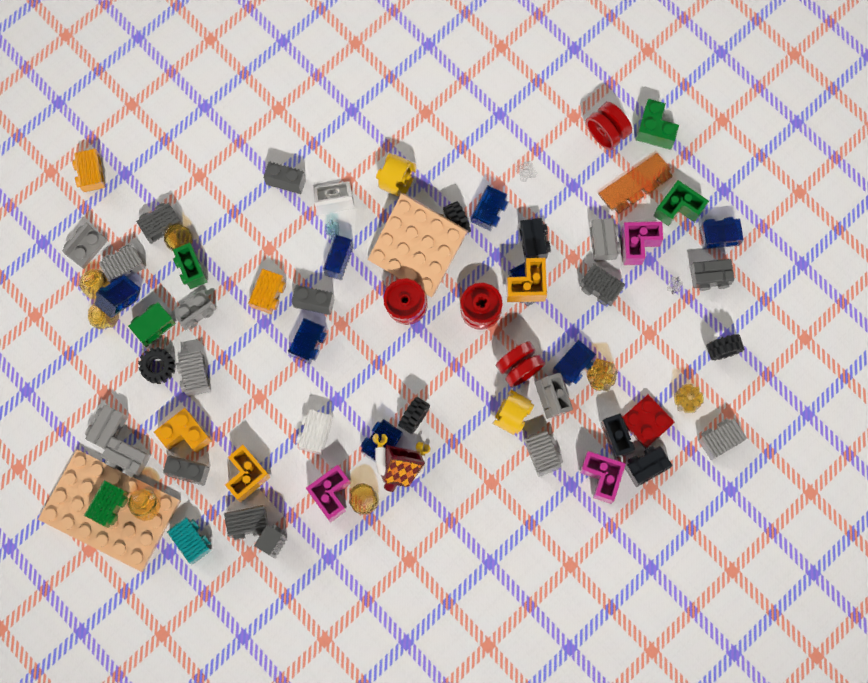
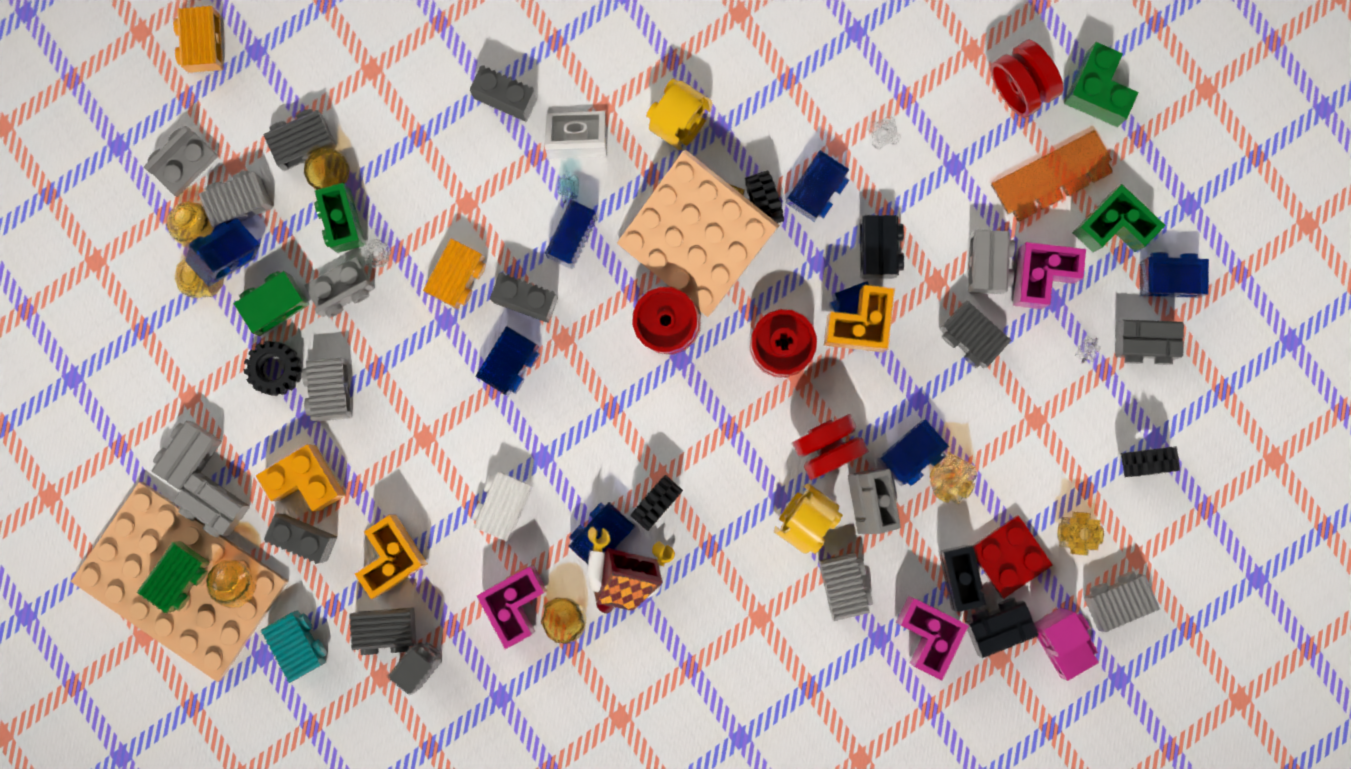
camera: 10 degrees right, 10 degrees up
(218, 289) = (382, 257): none -> clear plate
(690, 470) = (1067, 642): none -> dark pink brick

